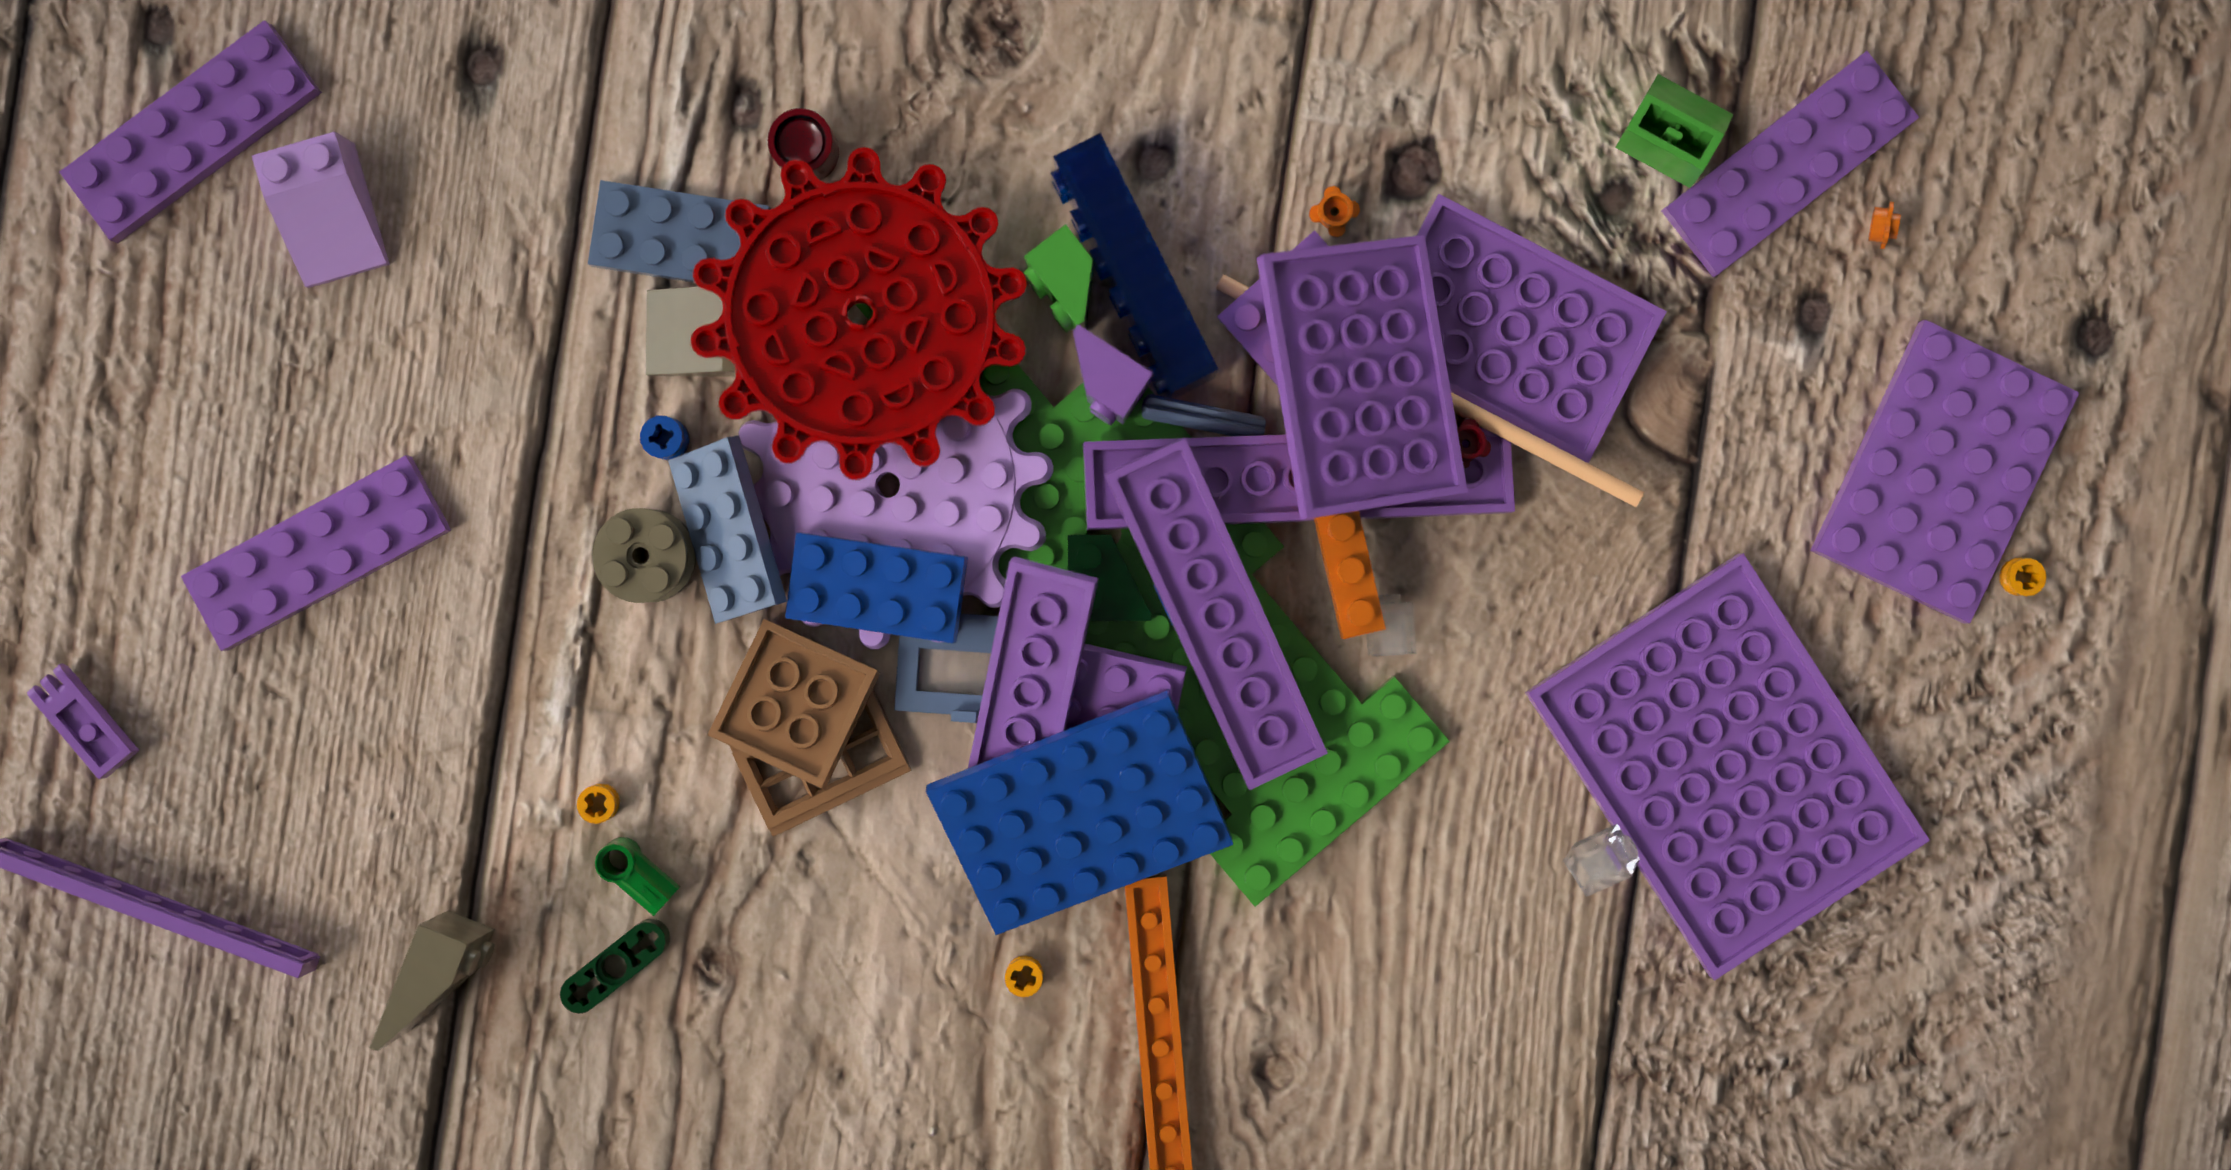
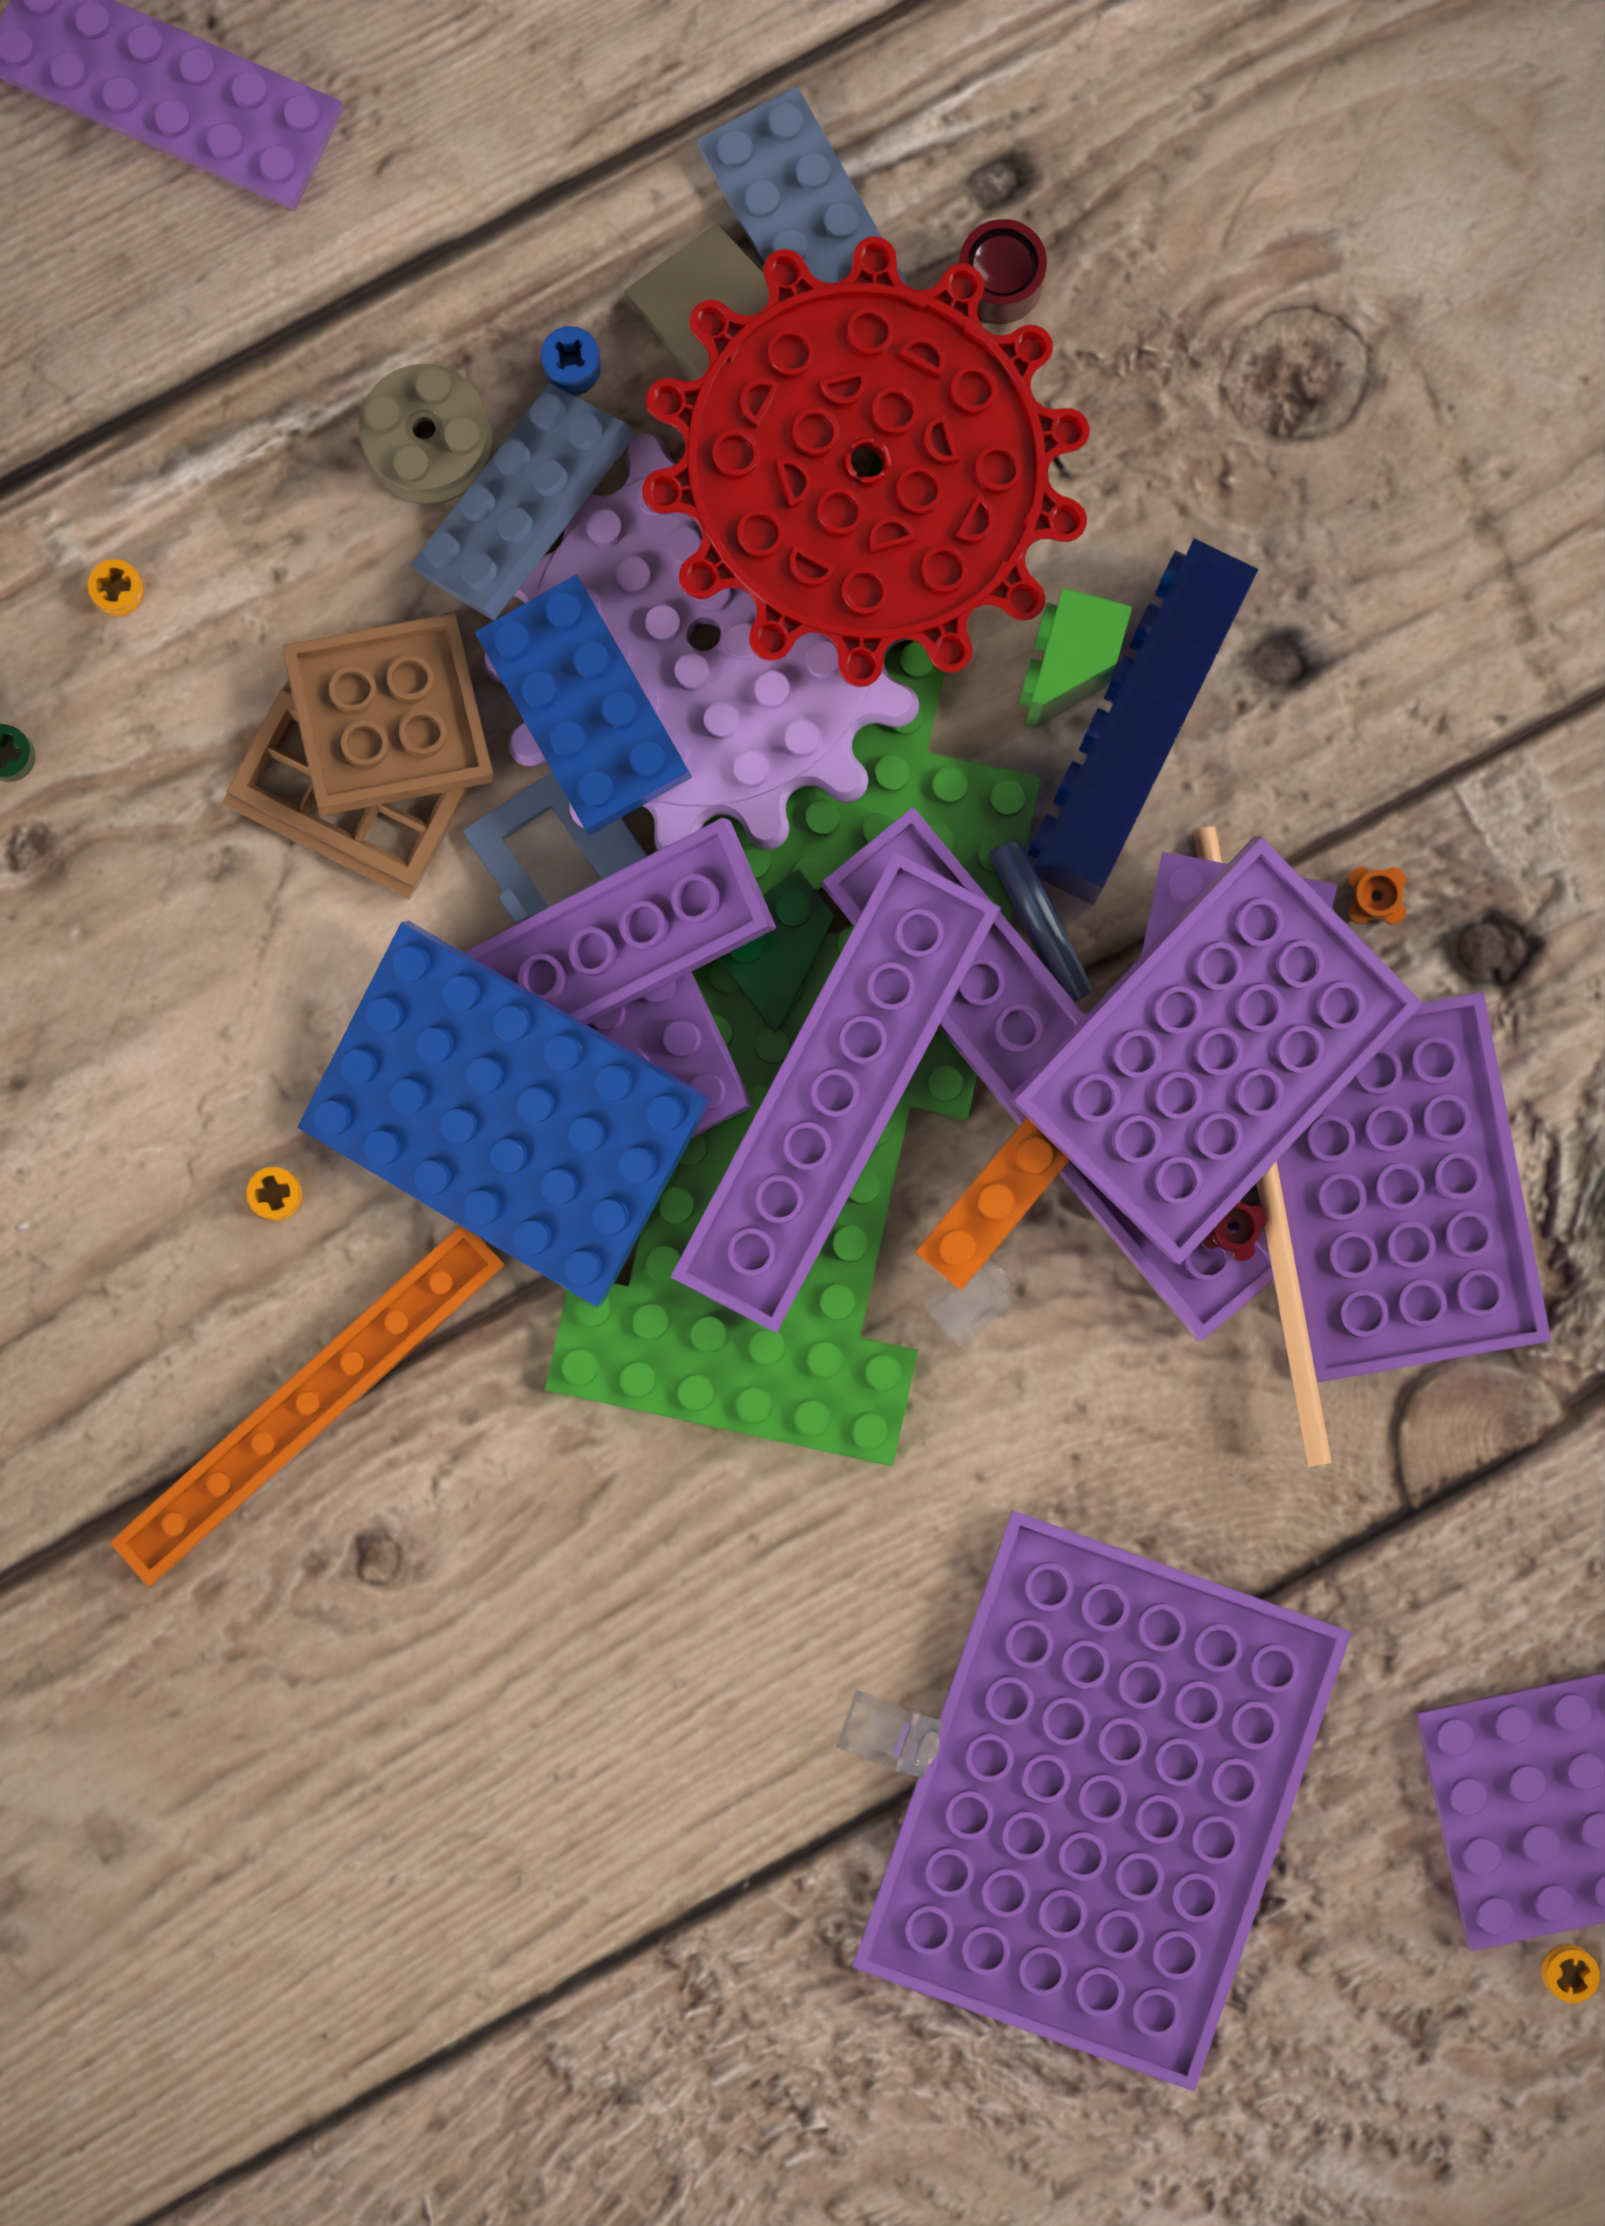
camera: 45 degrees right, 5 degrees down
(641, 878) = (68, 692): green piece -> none
(1109, 377) = (1002, 781): medium lavender slope -> none

